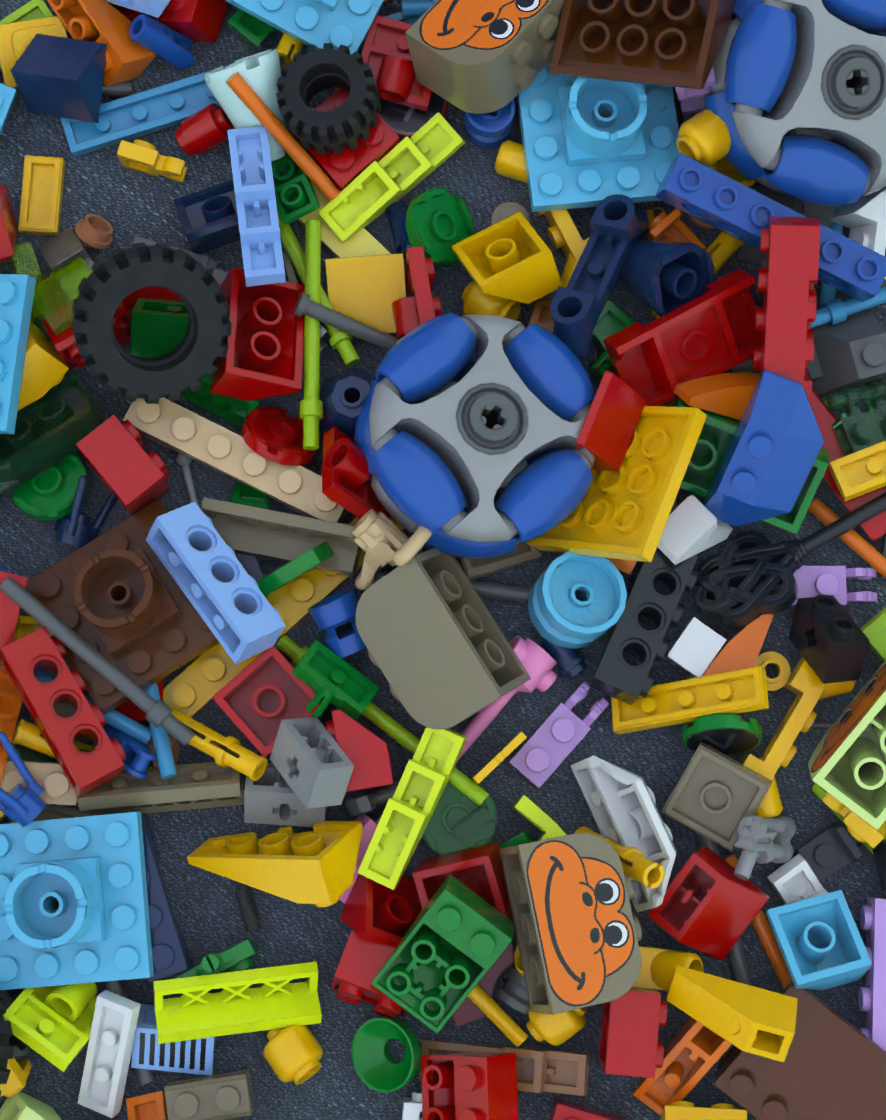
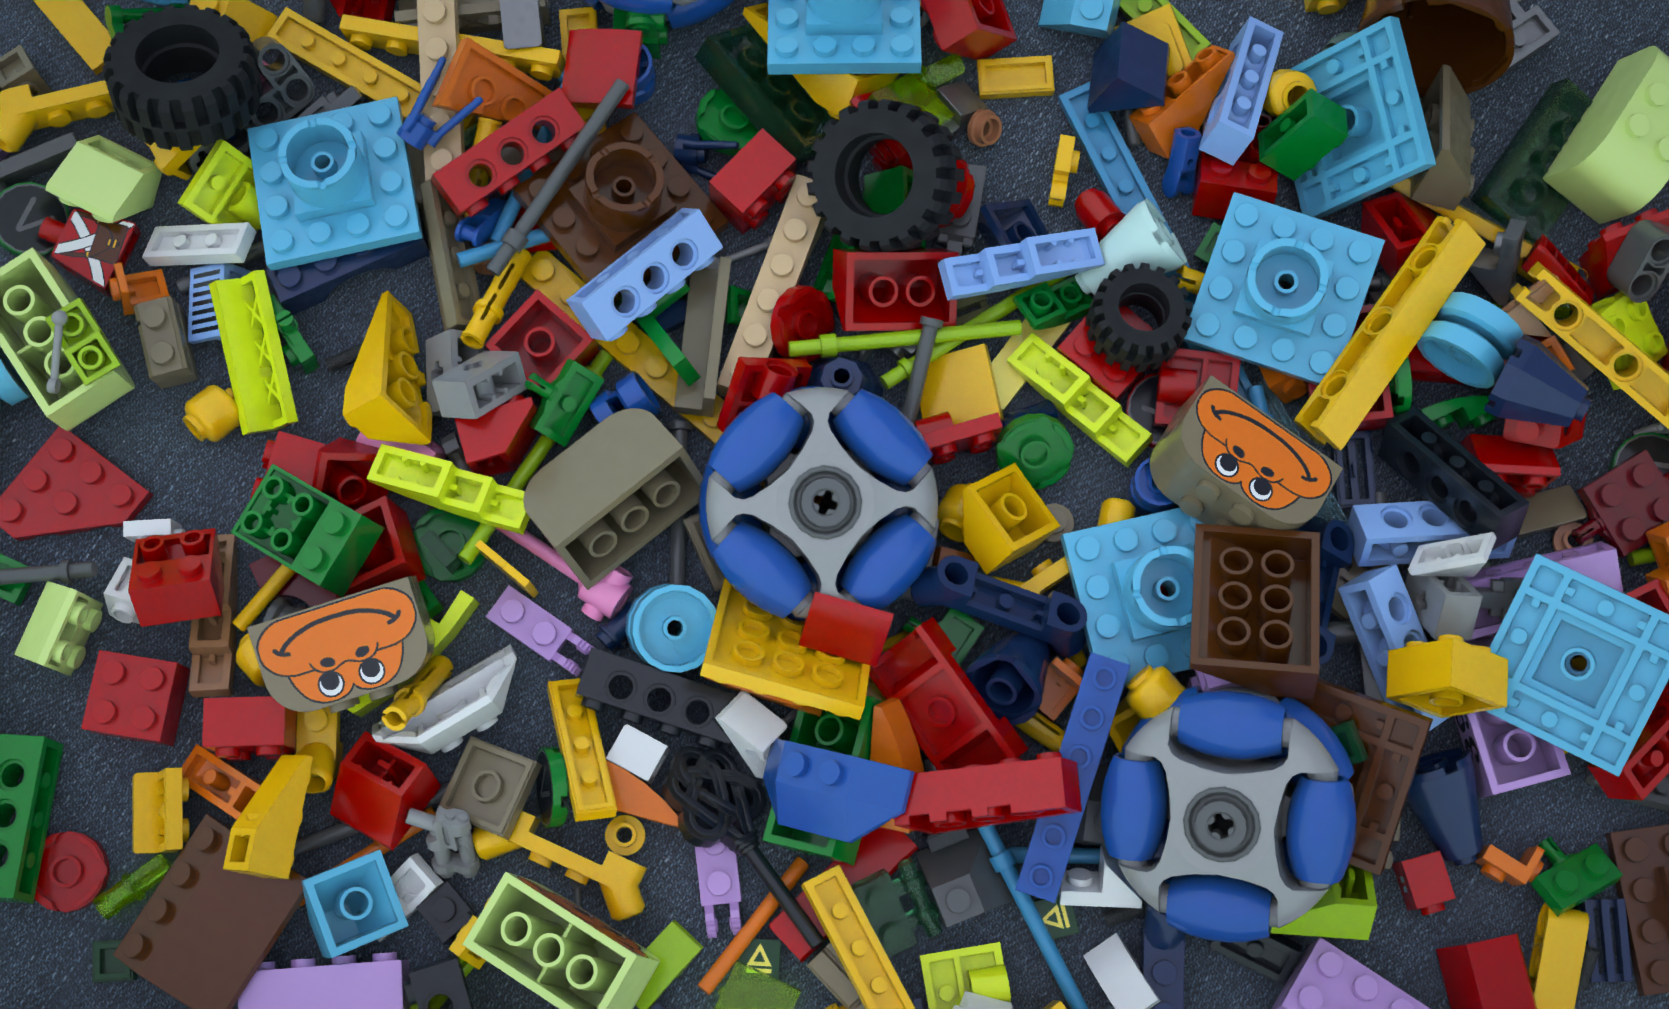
camera: 90 degrees right, 5 degrees down
(282, 136) = (1090, 288): orange bar -> none
(373, 1057) = (212, 491): green piece -> none
(384, 544) = (698, 425): tan piece -> none
(828, 639) = (657, 883): black brick -> none

